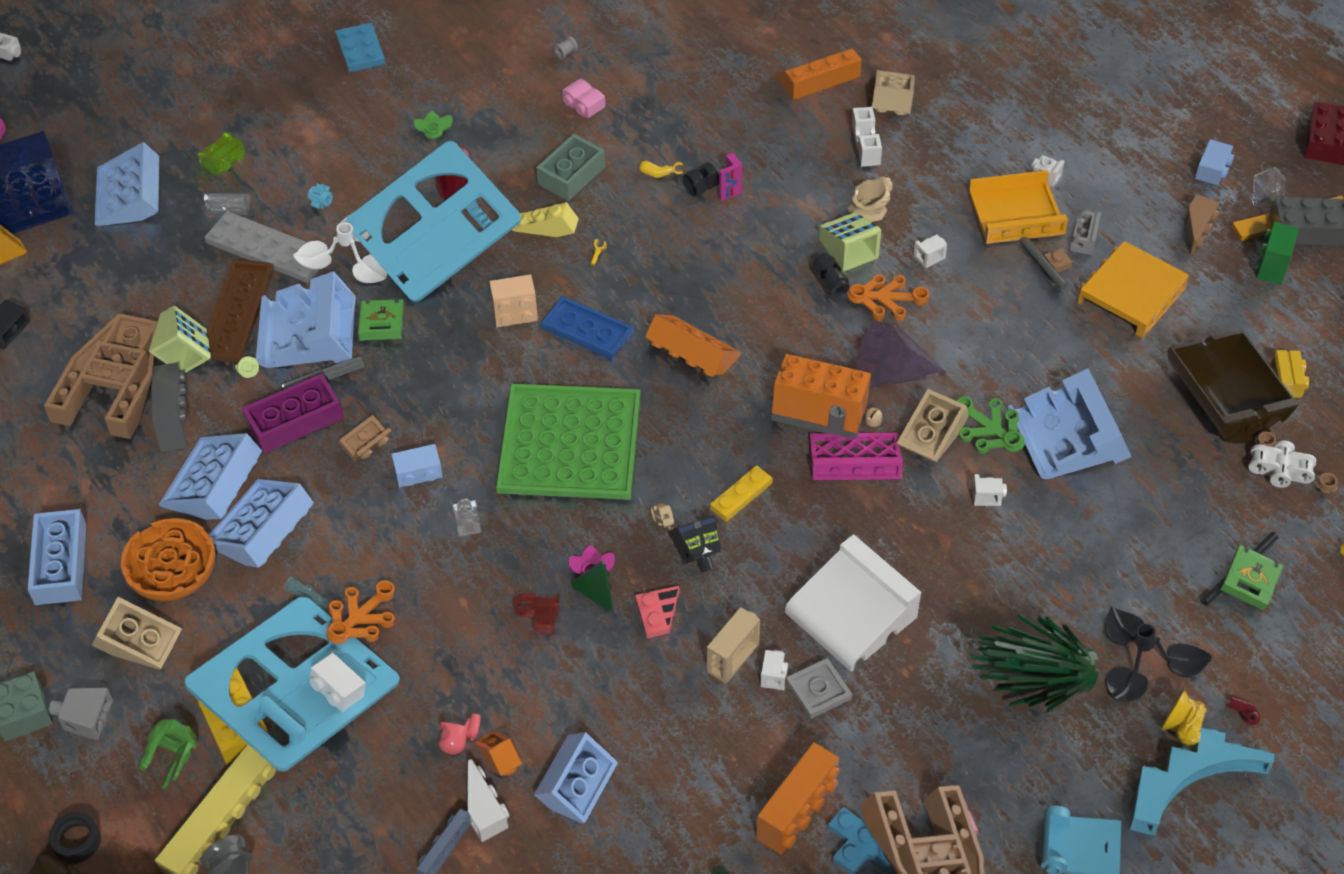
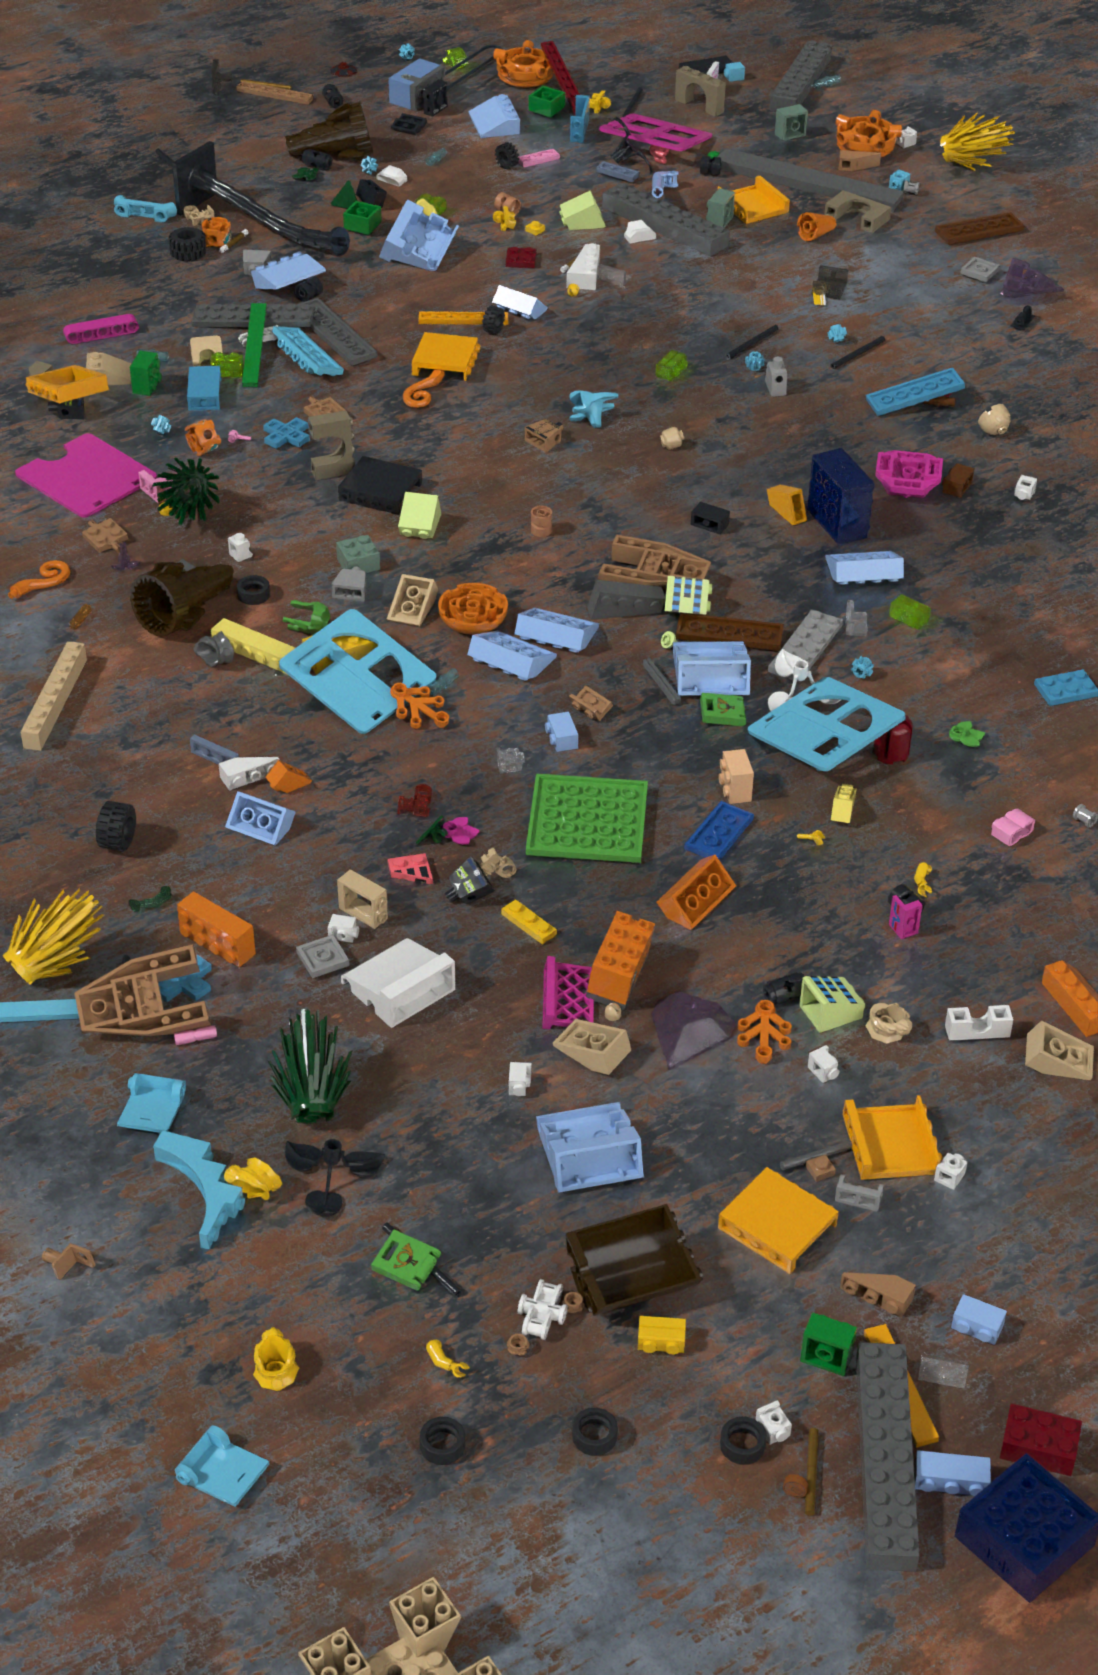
camera: 90 degrees right, 10 degrees down
(57, 557) = (482, 559): light blue brick -> none
(292, 413) = (614, 661): magenta brick -> none
(337, 682) = (350, 687): white brick -> none
(454, 736) = (306, 757): coral piece -> none
(570, 167) = (911, 814): sand green brick -> none
(992, 428) = (574, 1096): bright green plant -> none
(1246, 709) = (265, 1238): dark red arm -> none

